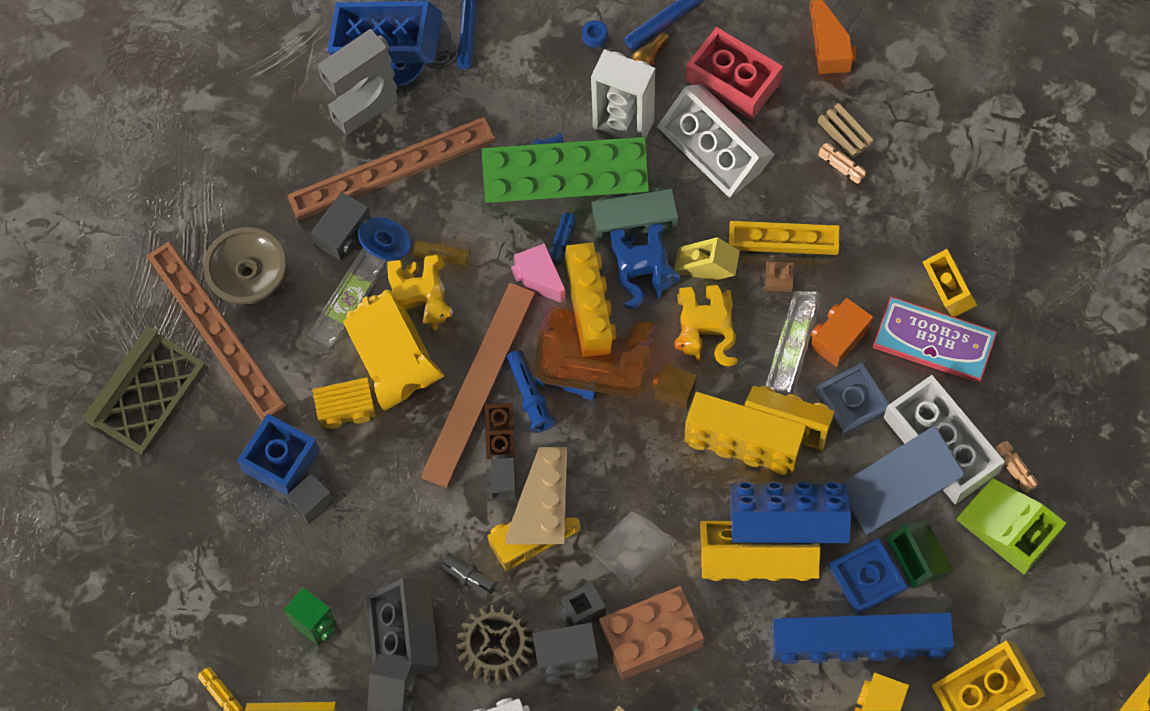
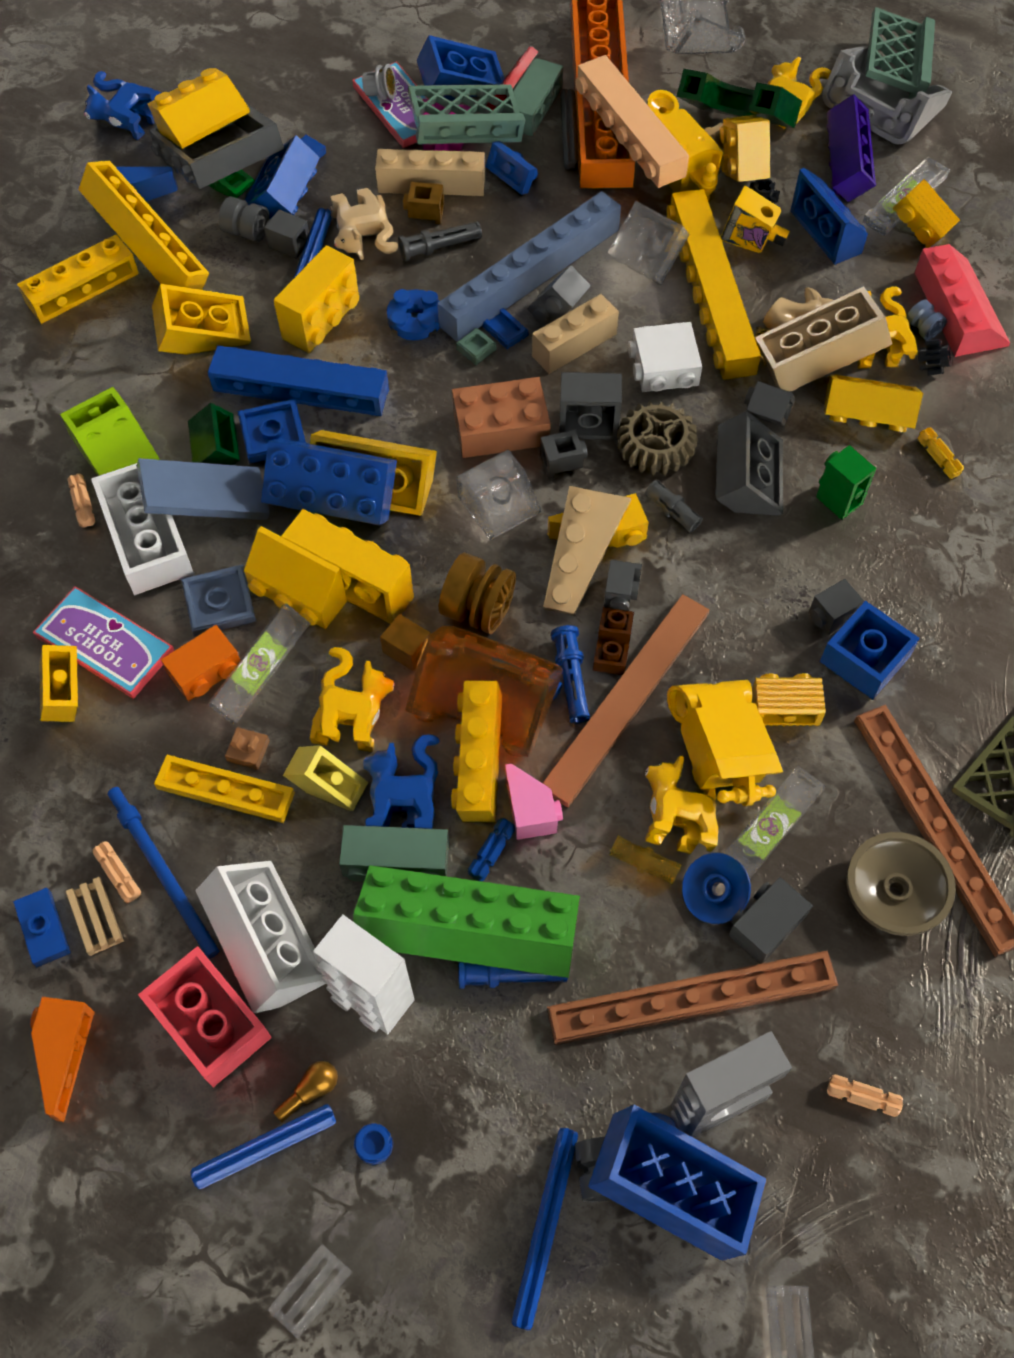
camera: 170 degrees left, 5 degrees down
(263, 129) = (865, 1095): none -> light nougat axle
(623, 432) = (476, 592): none -> pearl gold wheel
(848, 202) = (130, 819): none -> blue bar
(881, 116) = (41, 927): none -> blue plate

